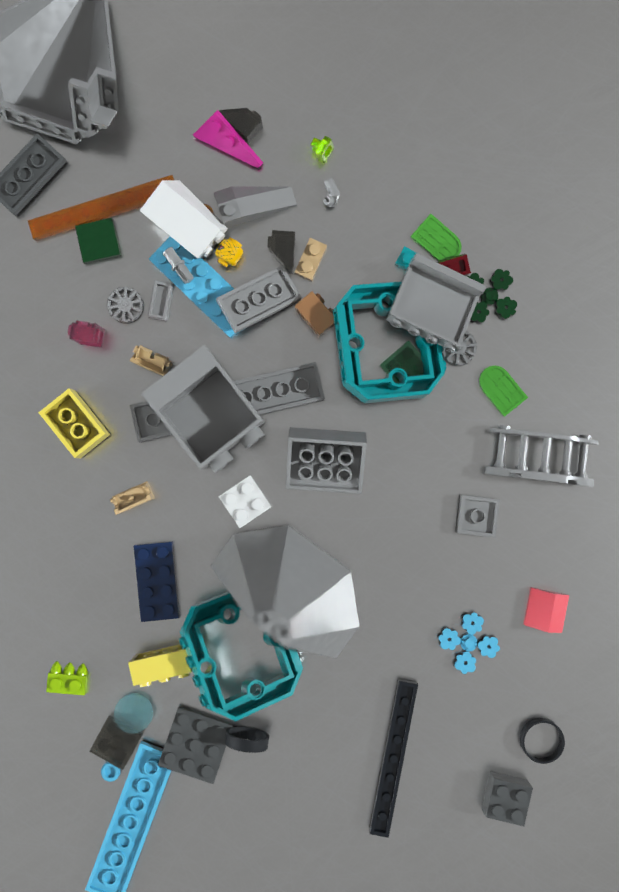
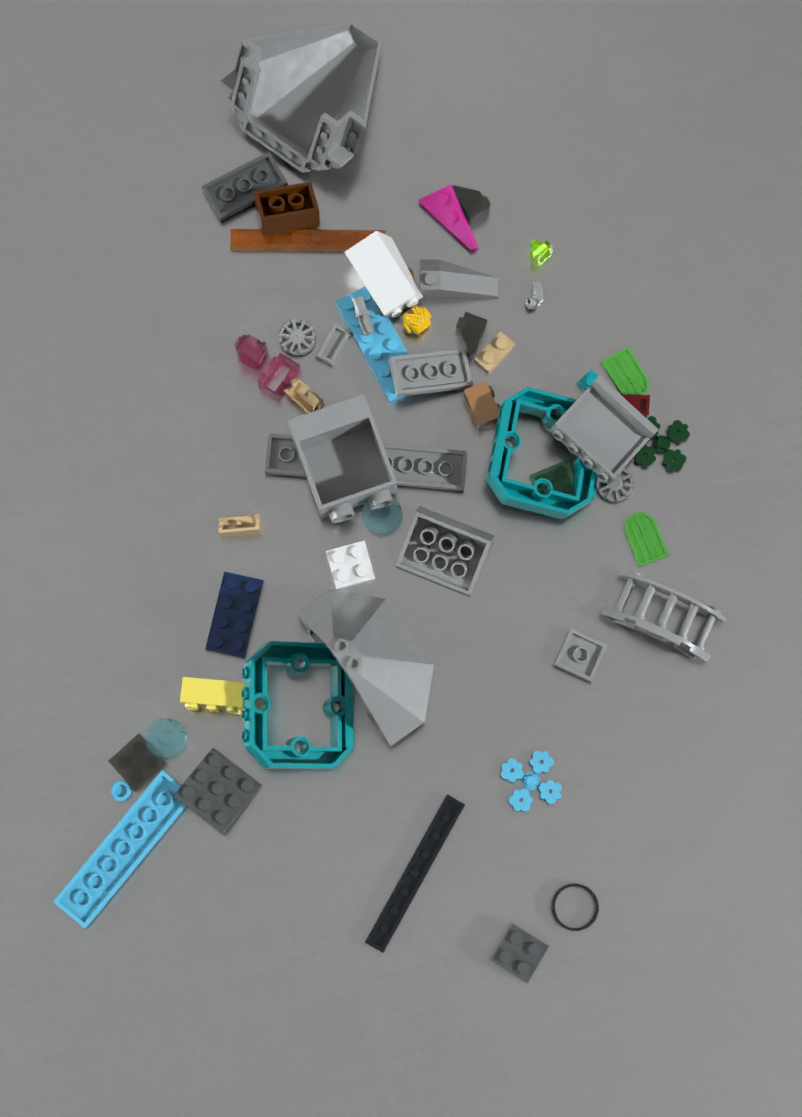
camera: 15 degrees right, 10 degrees down
(67, 681) = (110, 685): lime plate -> none
(72, 184) = (287, 208): none -> reddish brown brick
(74, 423) = (209, 433): light yellow brick -> none
(98, 240) = (292, 269): dark green tile -> none
(113, 338) = (275, 365): none -> clear pink window
(237, 739) = (273, 799): black tyre -> none
(262, 450) = (383, 520): none -> clear light blue tile
(546, 610) = (622, 774): coral slope -> none

